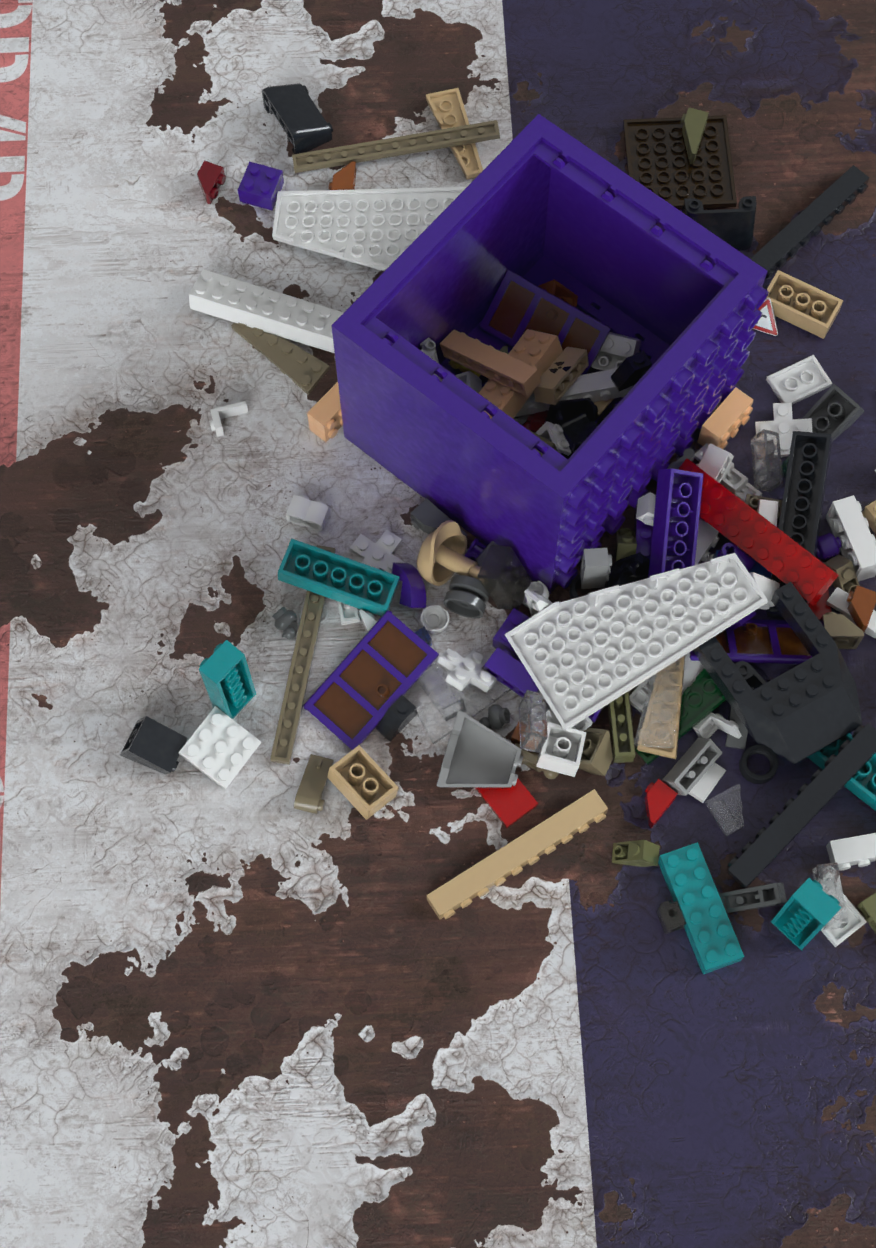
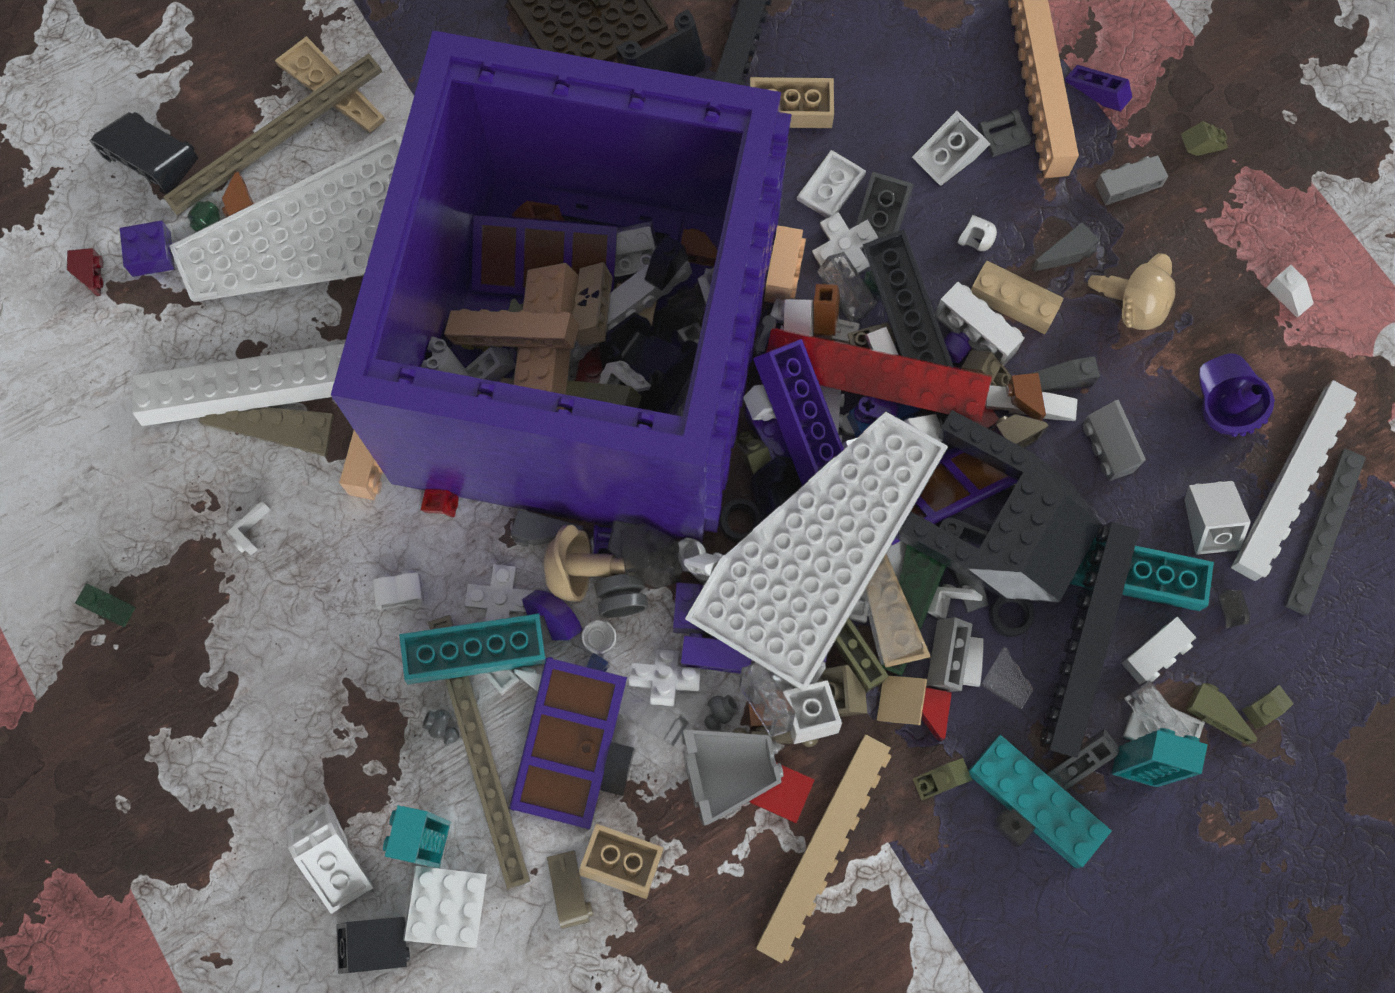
camera: 30 degrees left, 5 degrees up
(97, 418) = (105, 605): none -> clear green slope
(155, 671) = (325, 859): none -> white bracket
(313, 181) = (203, 215): none -> clear green head
(372, 466) = (440, 502): none -> red bracket
(595, 568) = (741, 497): light grey brick -> none
(637, 780) = (902, 700): none -> tan piece
(739, 467) = (826, 309): none -> dark orange slope

